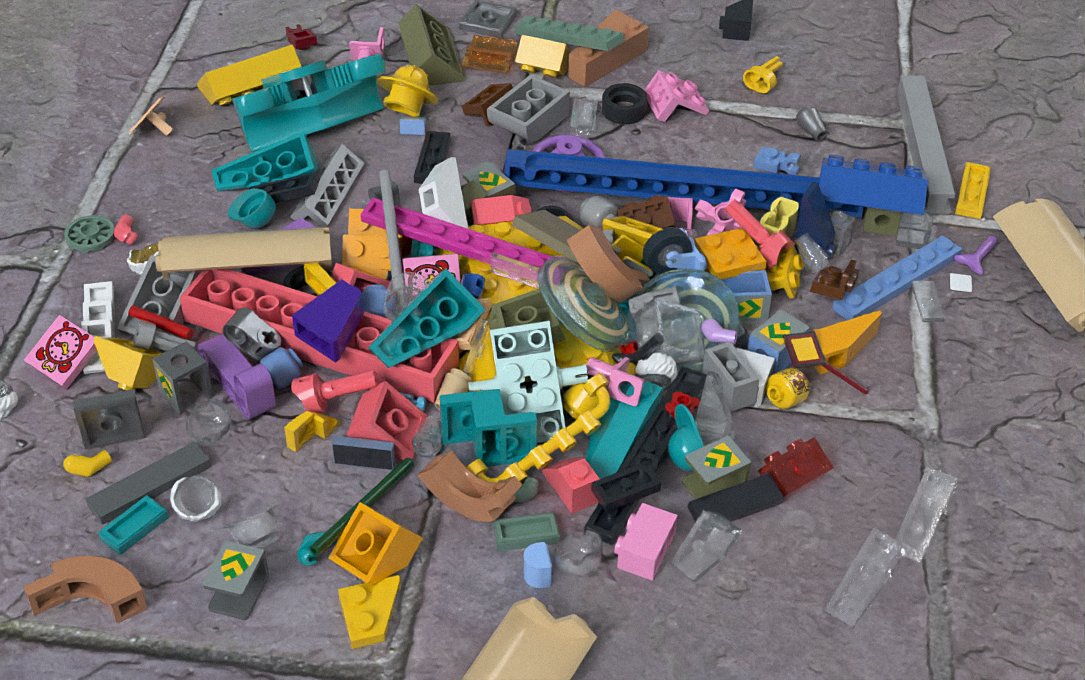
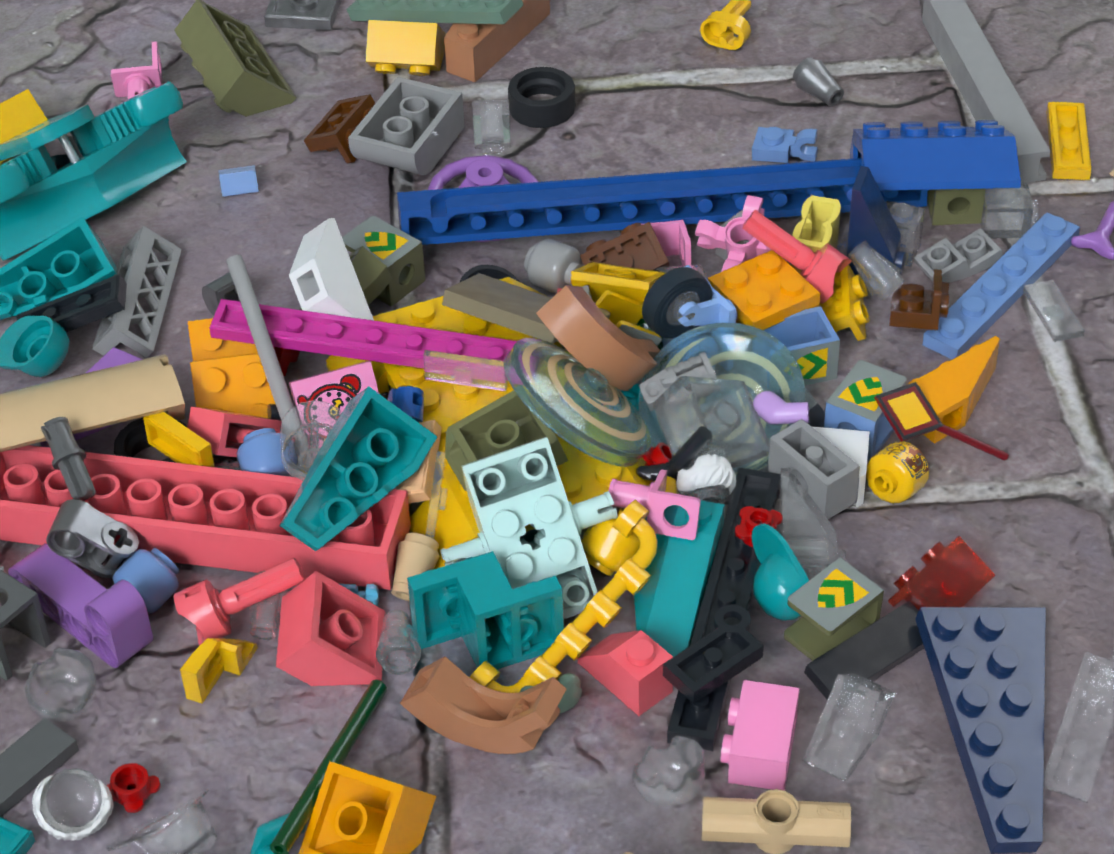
camera: 10 degrees left, 0 degrees up
(236, 494) = (129, 777): none -> red plate
(248, 281) = (68, 458): none -> dark grey axle
(301, 38) = (34, 76): dark red plate -> none
(330, 319) = (208, 494): dark purple slope -> none
(363, 452) = (308, 685): black tile -> none
(407, 90) = (220, 130): yellow helmet -> none
(421, 249) = (308, 364): teal wheel -> none
(432, 153) = (280, 223): black tile -> none
(490, 54) = (323, 55): clear orange slope -> none
(498, 209) = (411, 284): coral slope -> none
(525, 530) = (581, 756): sand green tile -> none
(537, 566) = (616, 804): light blue brick -> none
(638, 598) = (795, 824): none -> tan piece
(668, 91) = (602, 70): bright pink bracket -> none
(807, 546) = (994, 699): none -> wing
(874, 257) = (961, 259): none -> light grey slope
(960, 282) = (1089, 275): white sticker -> none

